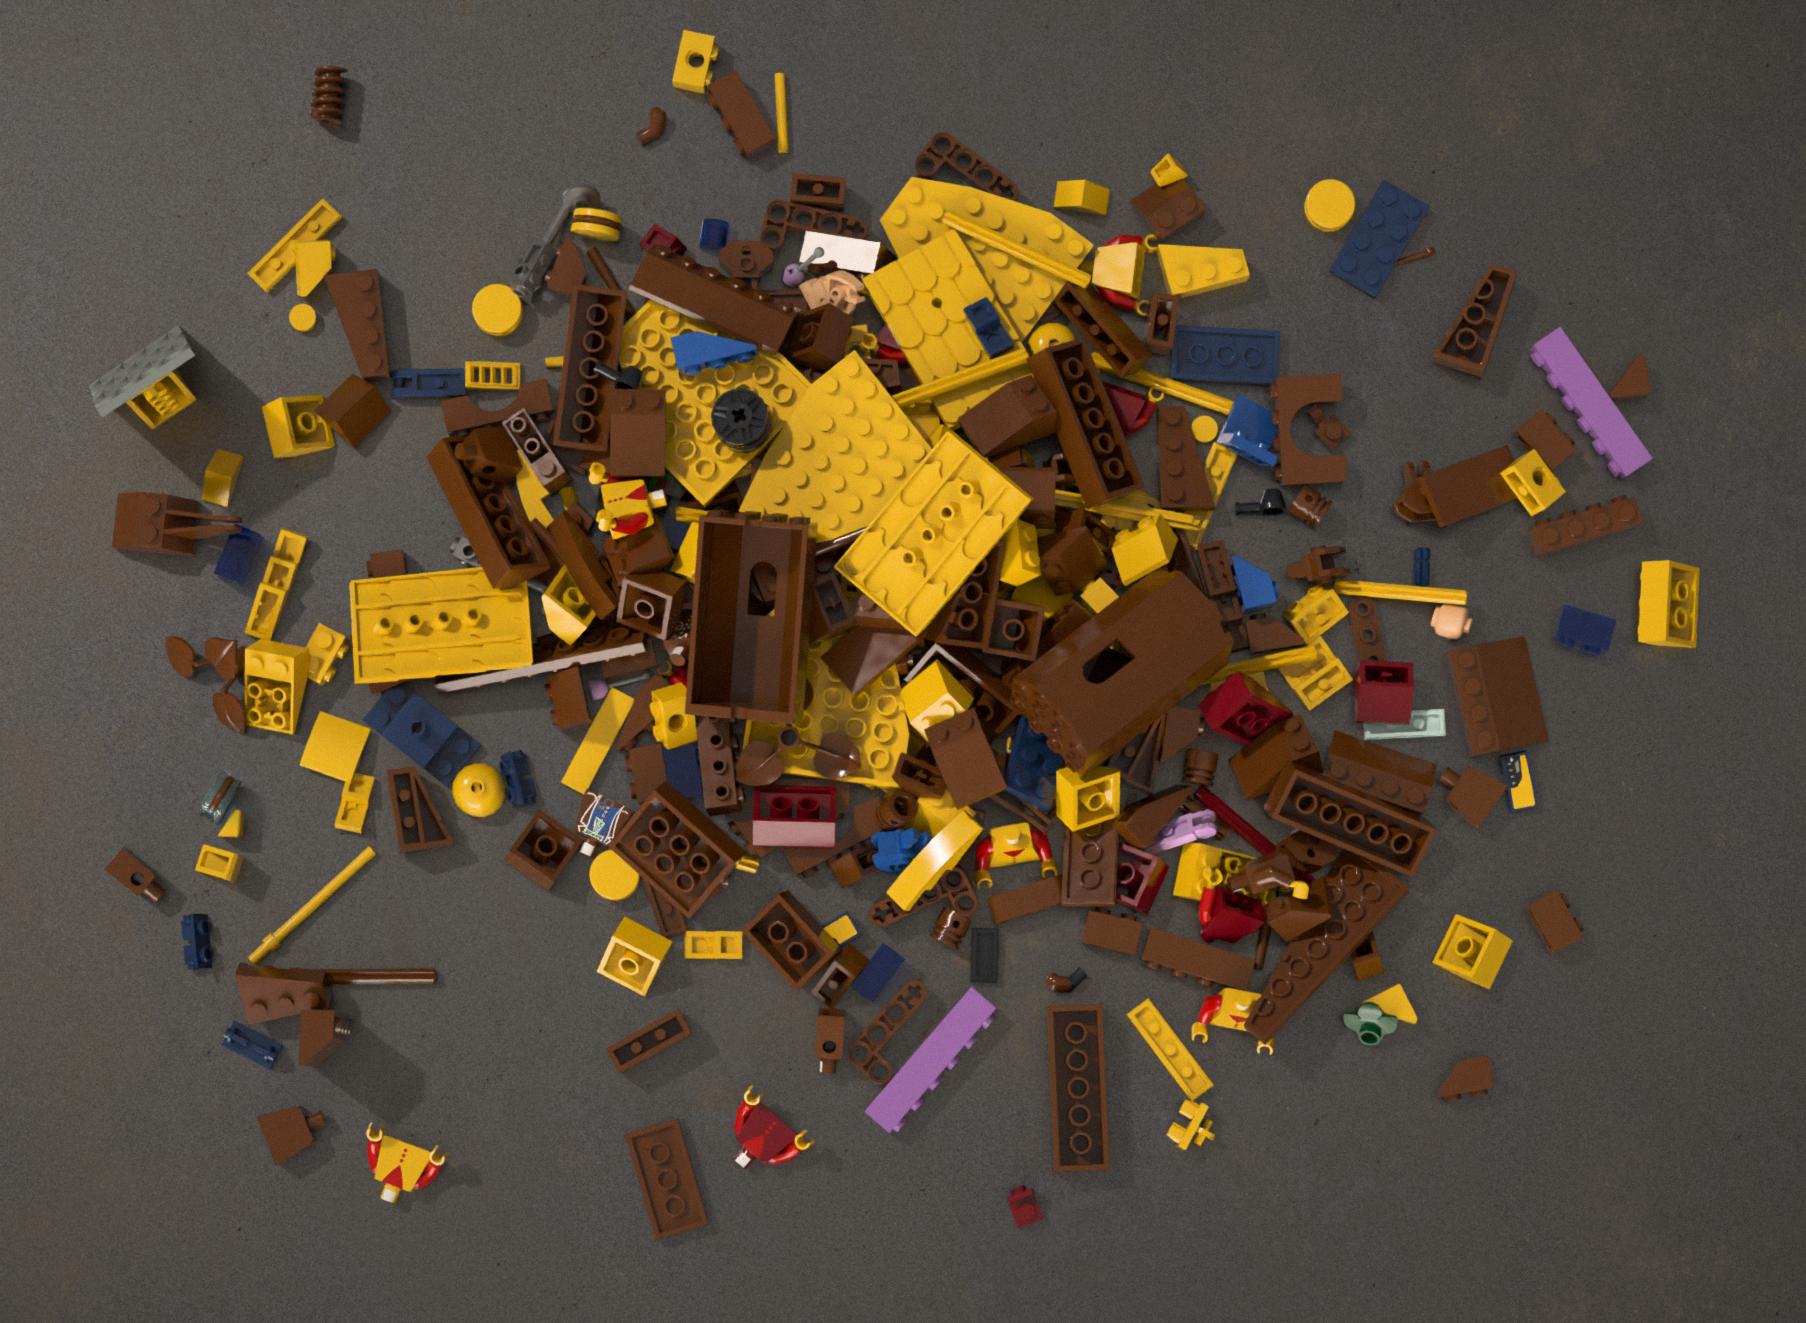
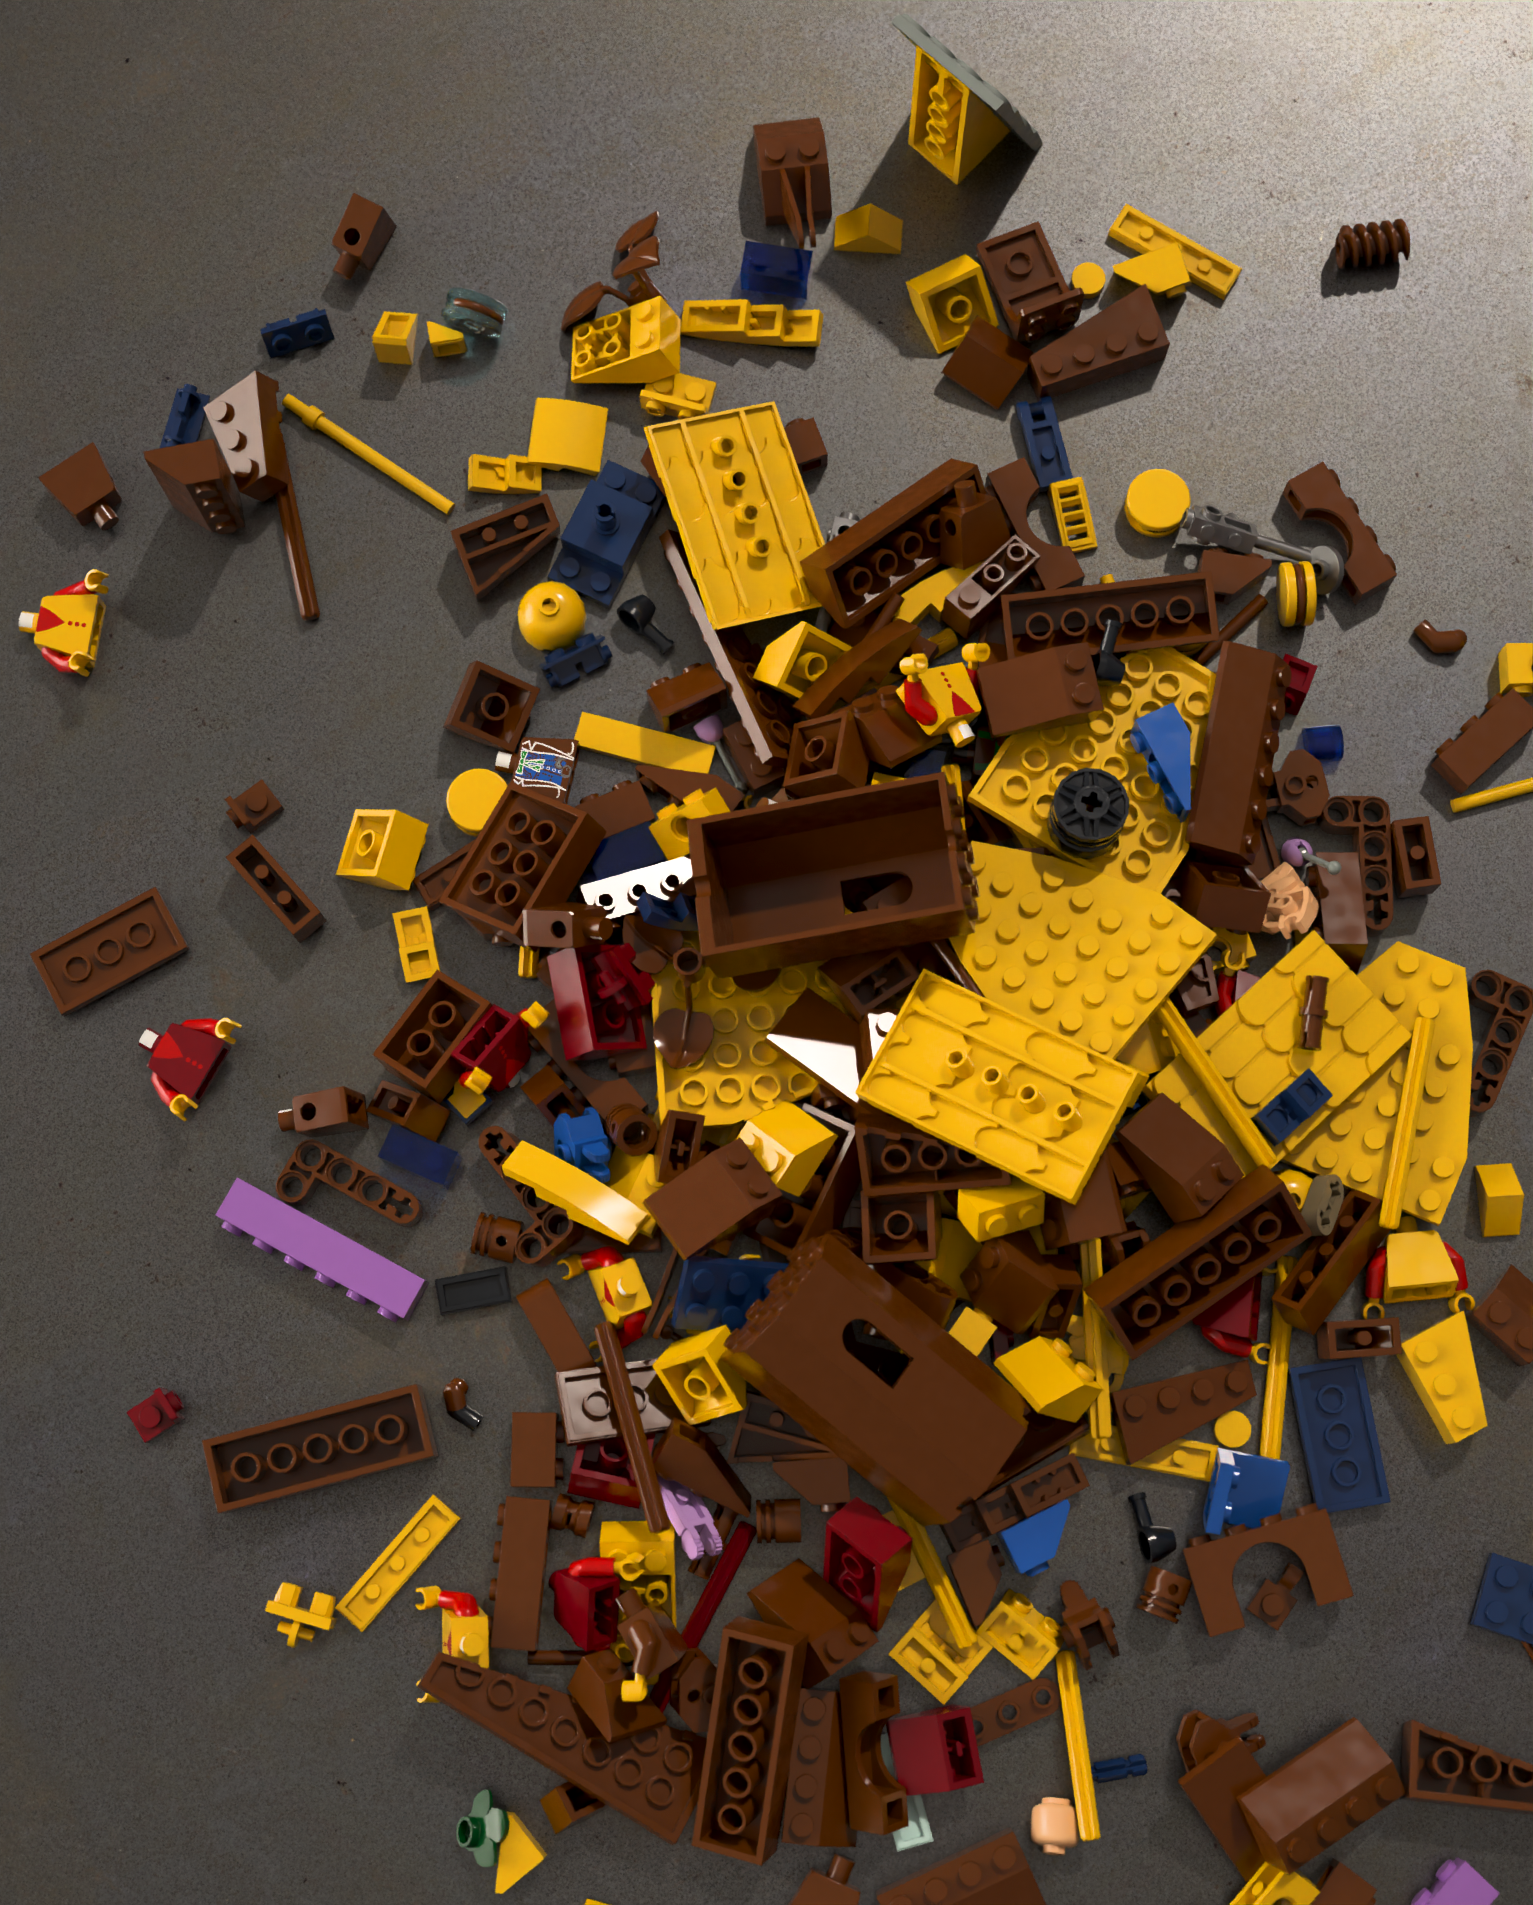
camera: 85 degrees right, 5 degrees down
(296, 363) = (1029, 283): none -> reddish brown bracket
(494, 724) = (637, 616): none -> black bar
(522, 187) = (1319, 497): none -> reddish brown arch
(577, 1048) = (253, 807): none -> reddish brown bracket
(736, 822) = (583, 924): none -> reddish brown torso
(744, 738) = (678, 915): none -> dark blue slope
(785, 792) = (620, 978): none -> dark red hips
(813, 896) = (497, 1048): none -> dark red torso
(924, 295) = (1313, 1013): none -> reddish brown pin
(1061, 323) = (1323, 1204): none -> dark tan beam
(1113, 855) = (632, 1428): none -> reddish brown axle
(1166, 909) = (581, 1515): none -> reddish brown wheel
(1405, 742) = (874, 1797): none -> reddish brown arch
(1470, 431) = (1320, 1796): none -> reddish brown slope

